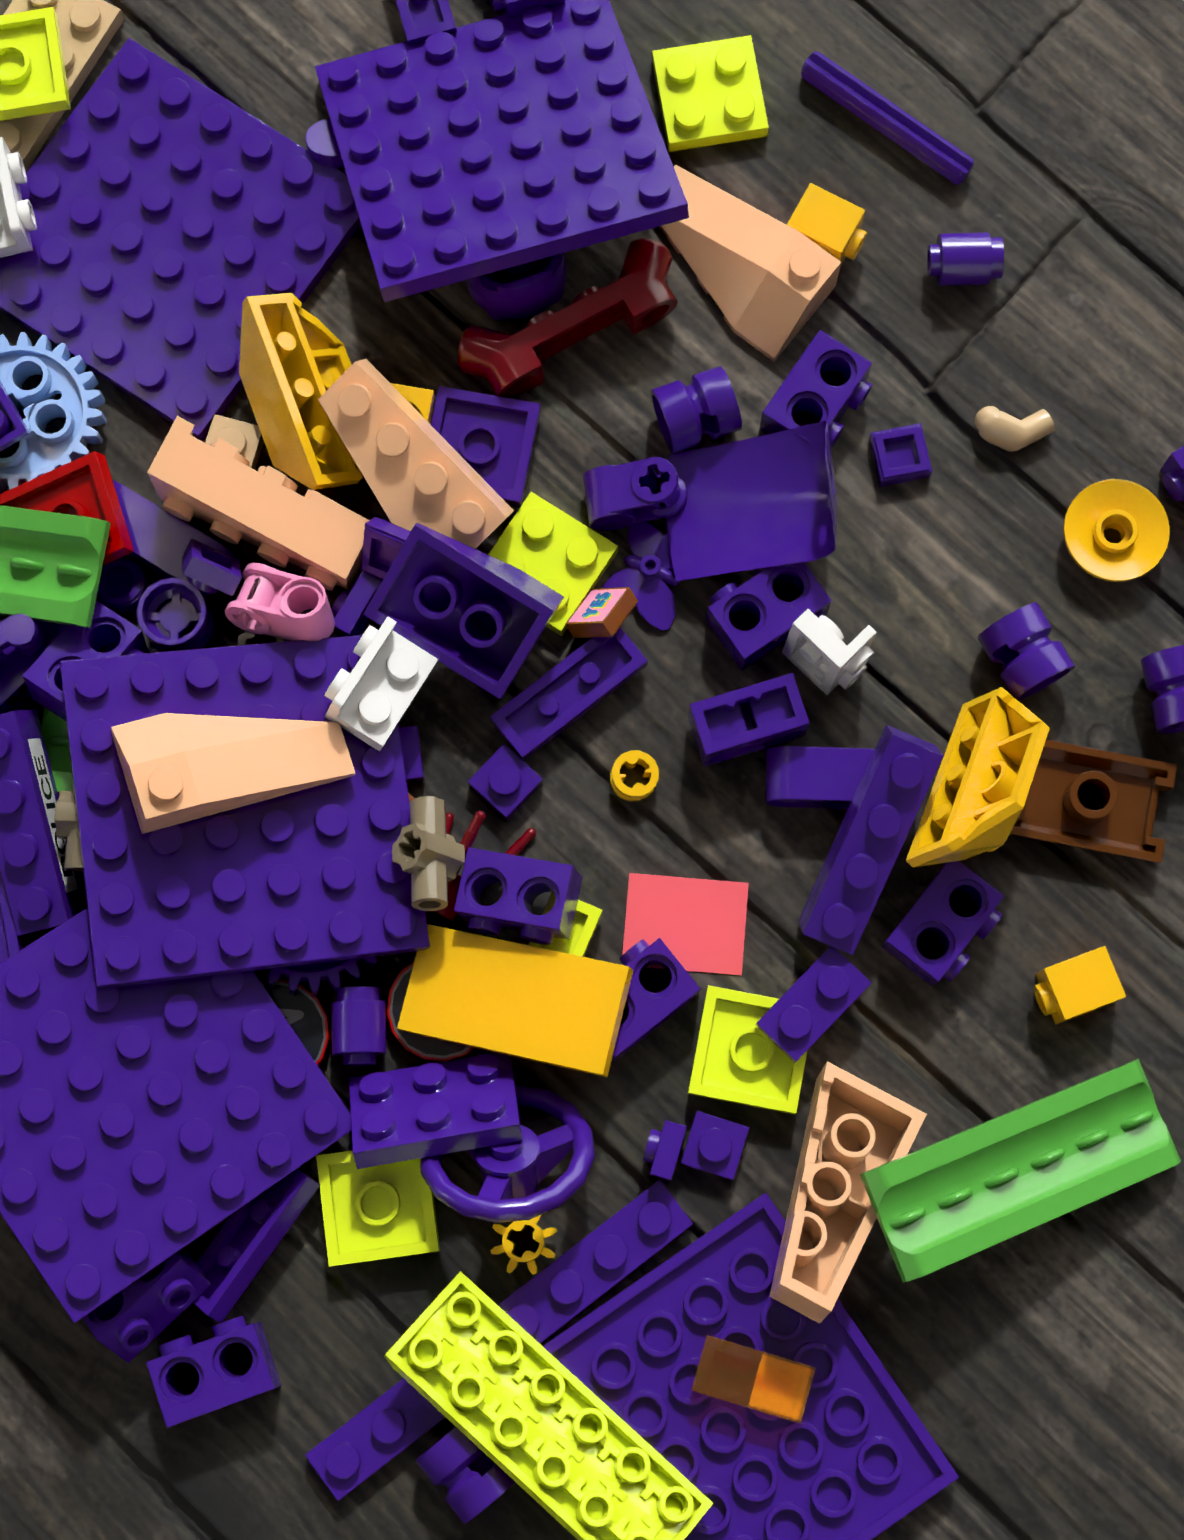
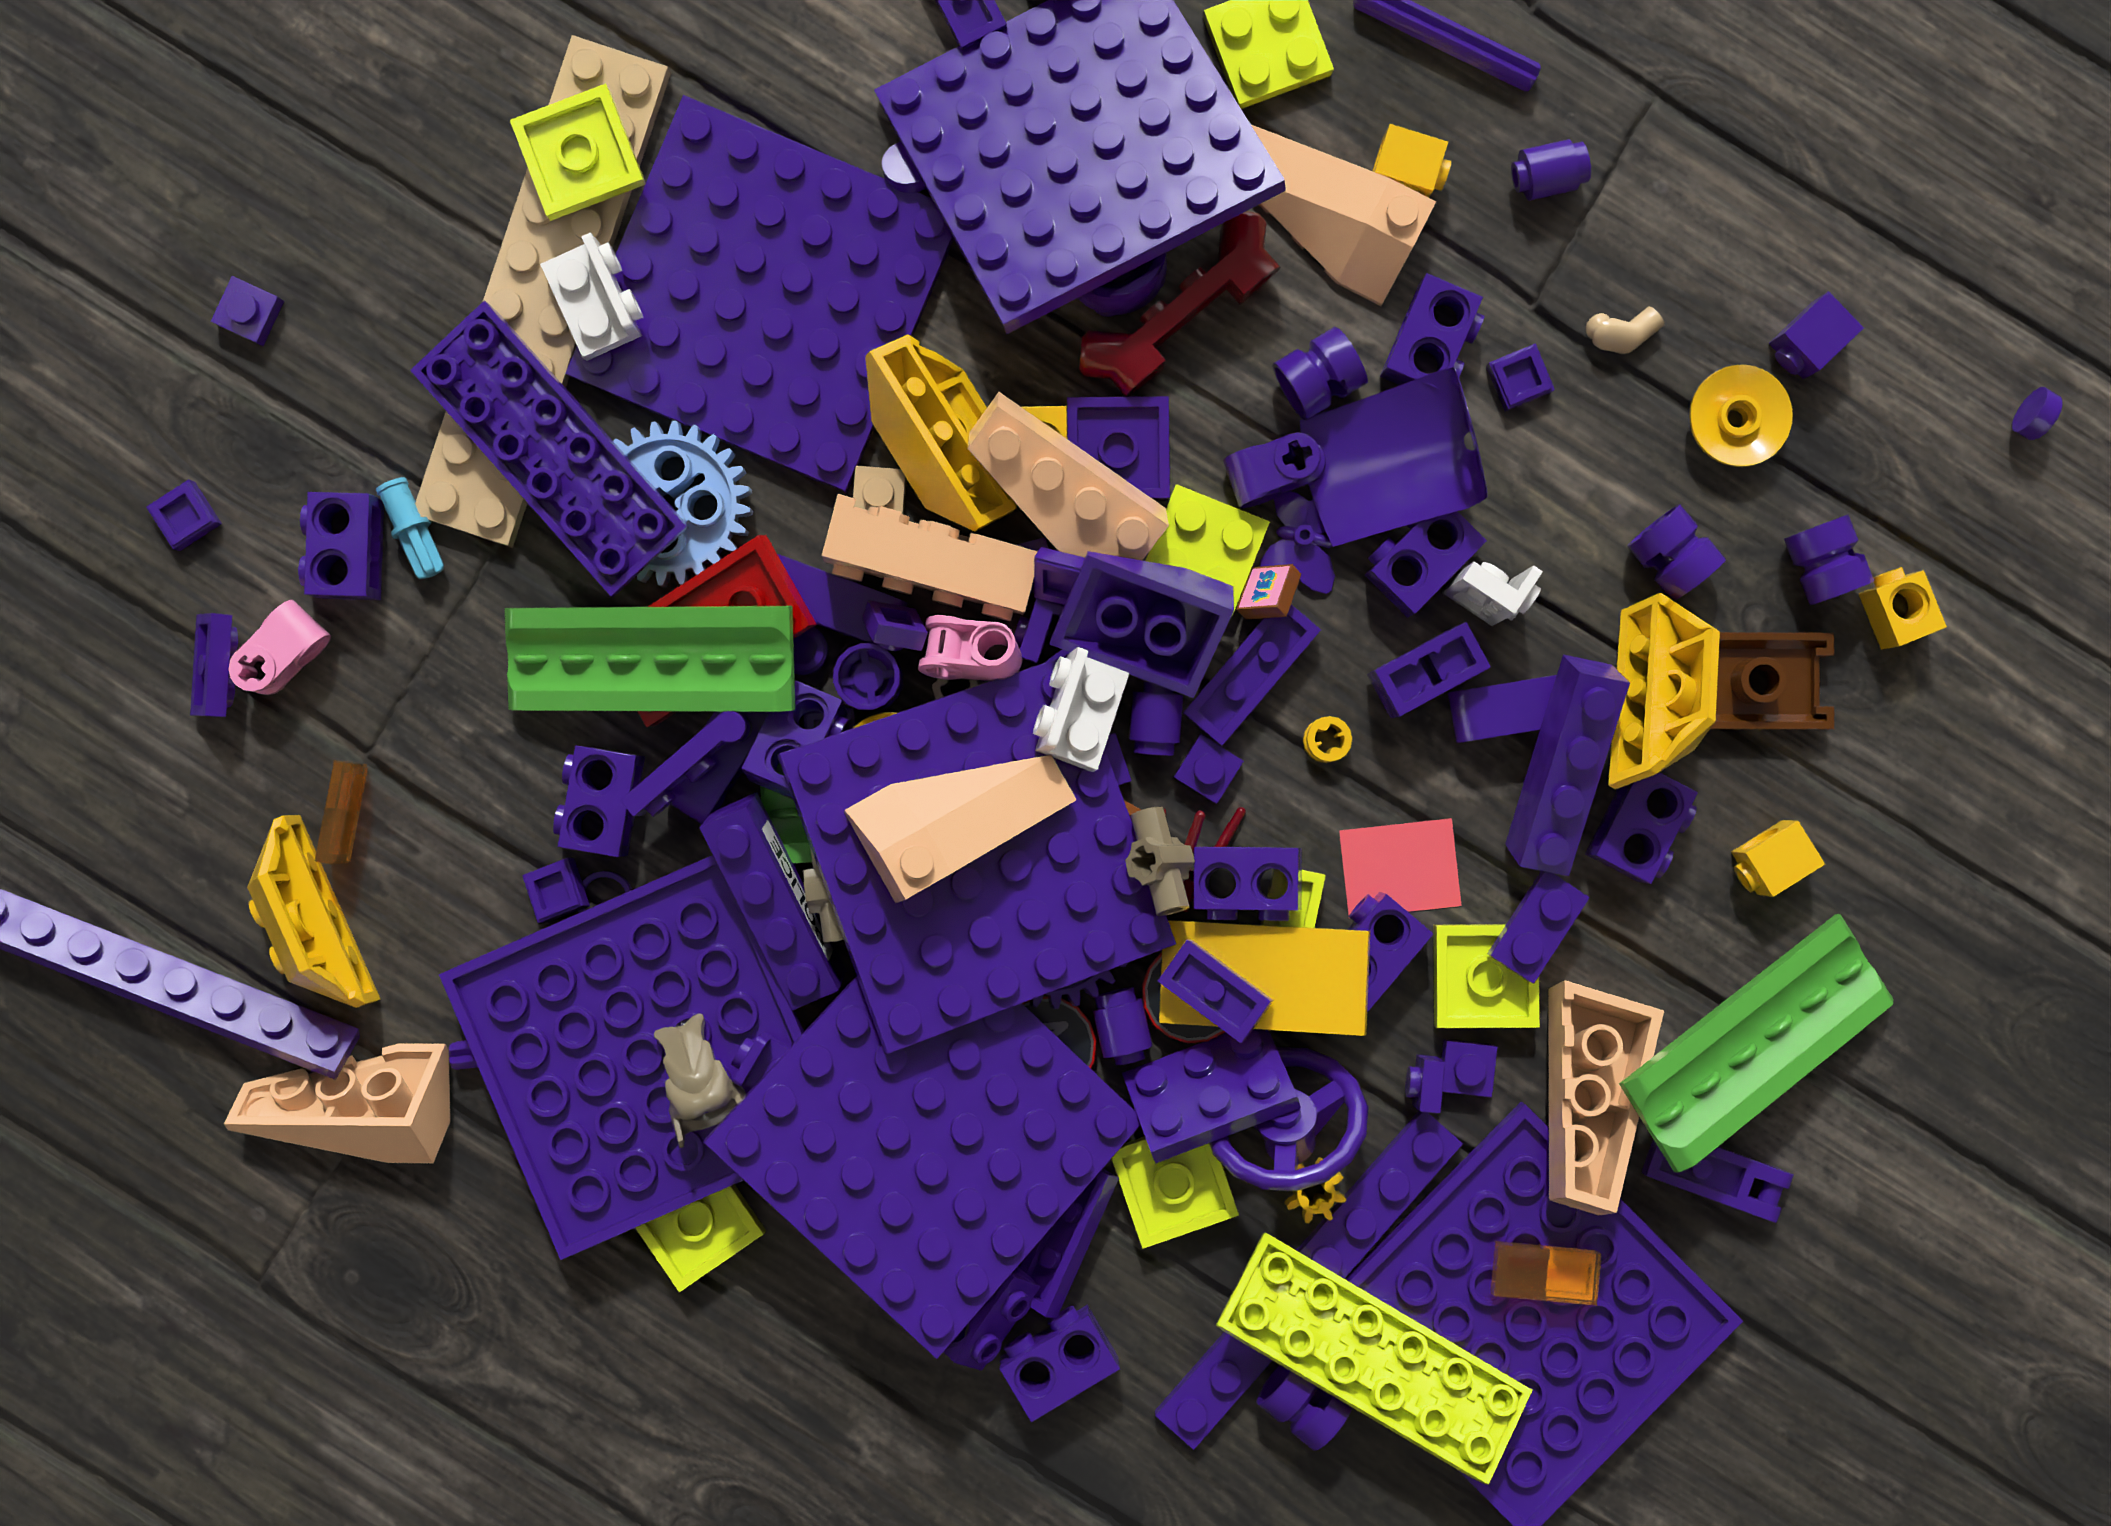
camera: 15 degrees left, 10 degrees up
(458, 1000) = (1215, 990): none -> dark purple plate
(461, 719) = (1155, 720): none -> dark purple brick
(964, 1315) = (1725, 1179): none -> dark purple plate

